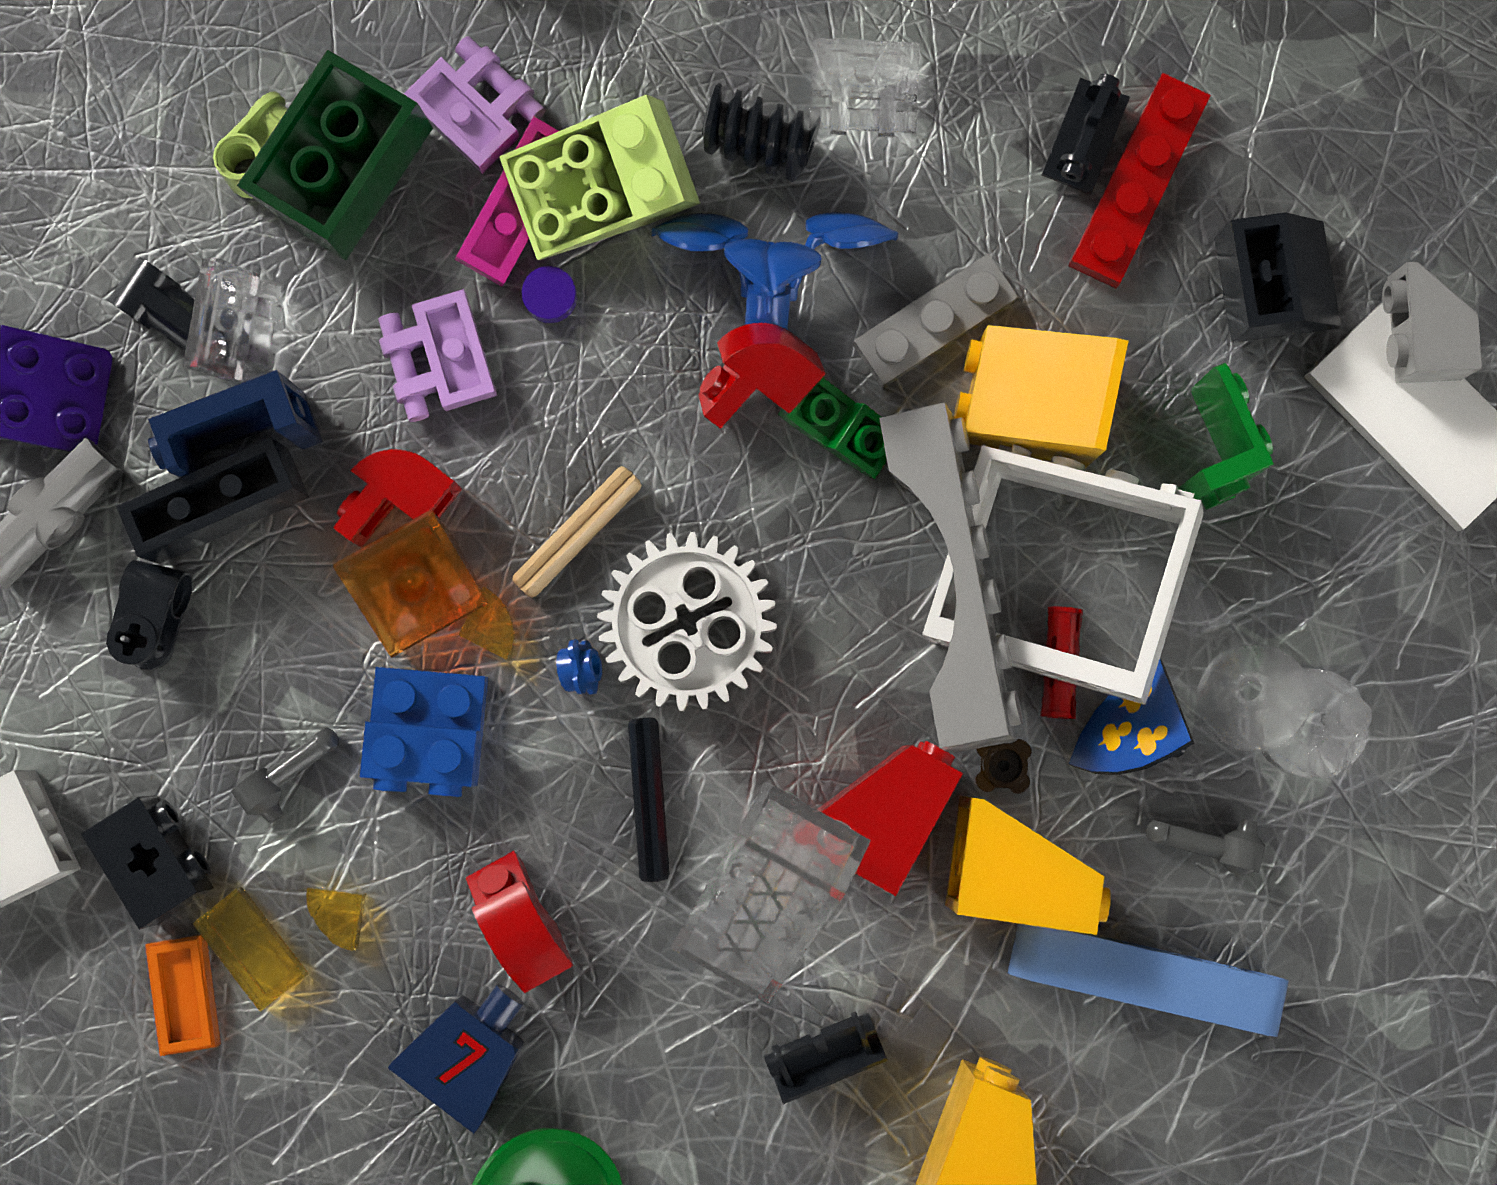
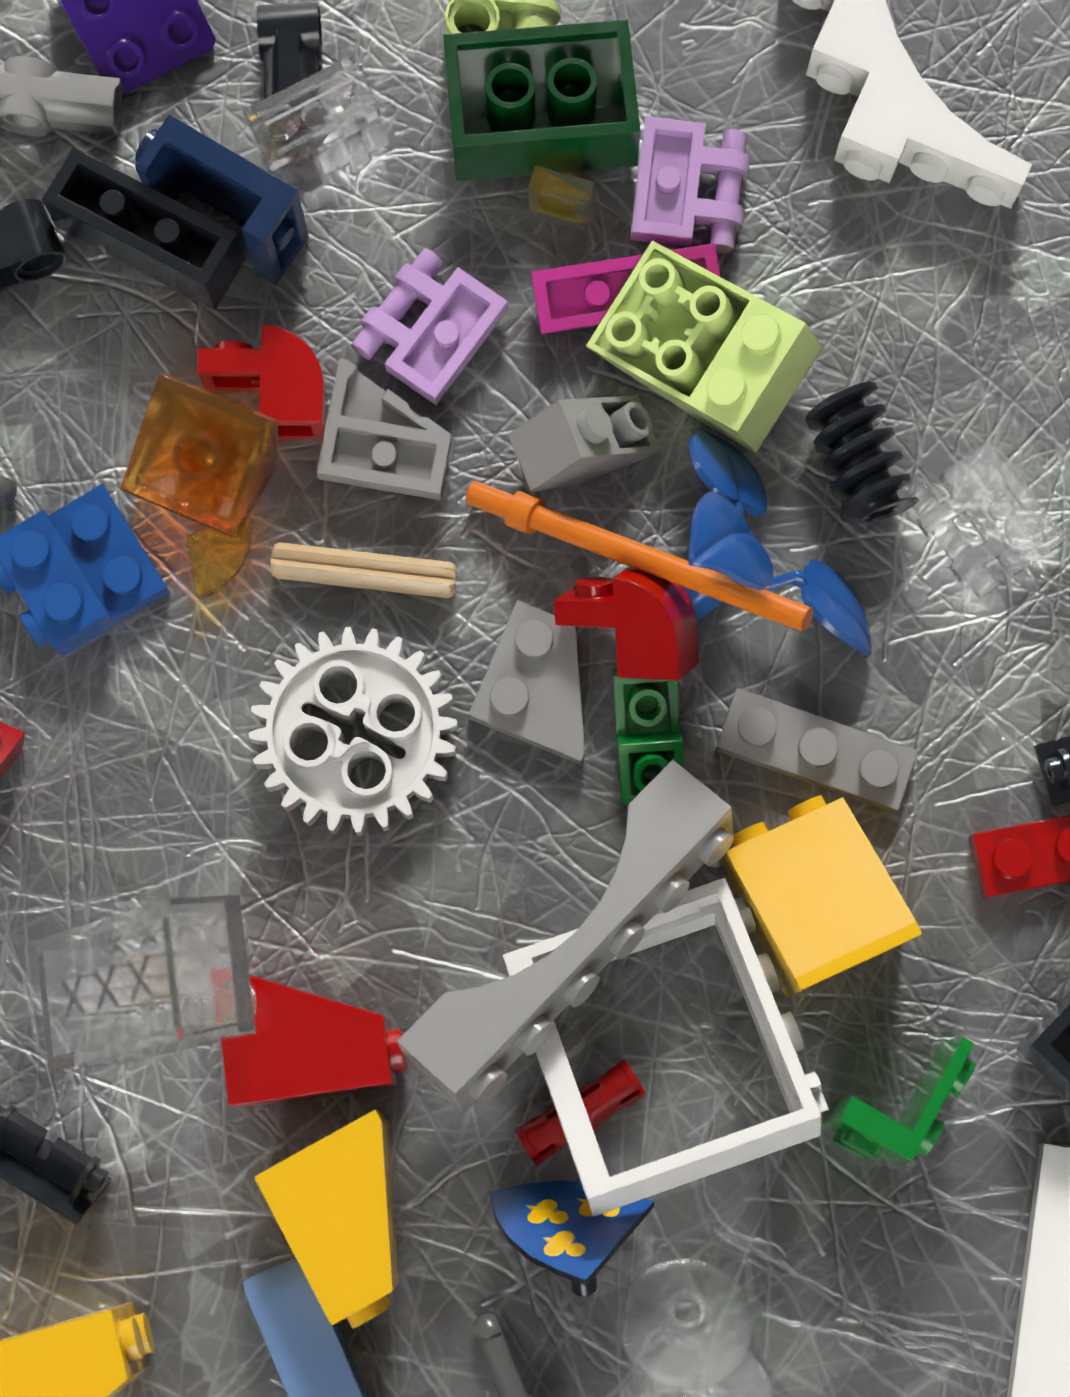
camera: 50 degrees right, 5 degrees down
(415, 195) = (561, 195): none -> clear yellow tile
(494, 450) = (380, 441): none -> light grey wing
(549, 294) = (564, 376): dark purple tile -> none
(579, 667) = (237, 665): blue plate -> none
(603, 313) = (583, 440): none -> light grey slope
(627, 388) = (530, 515): none -> orange bar
(648, 799) = (162, 821): black axle -> none
(747, 474) = (534, 685): none -> light grey wing
(1012, 778) = (435, 1148): dark brown plate -> none

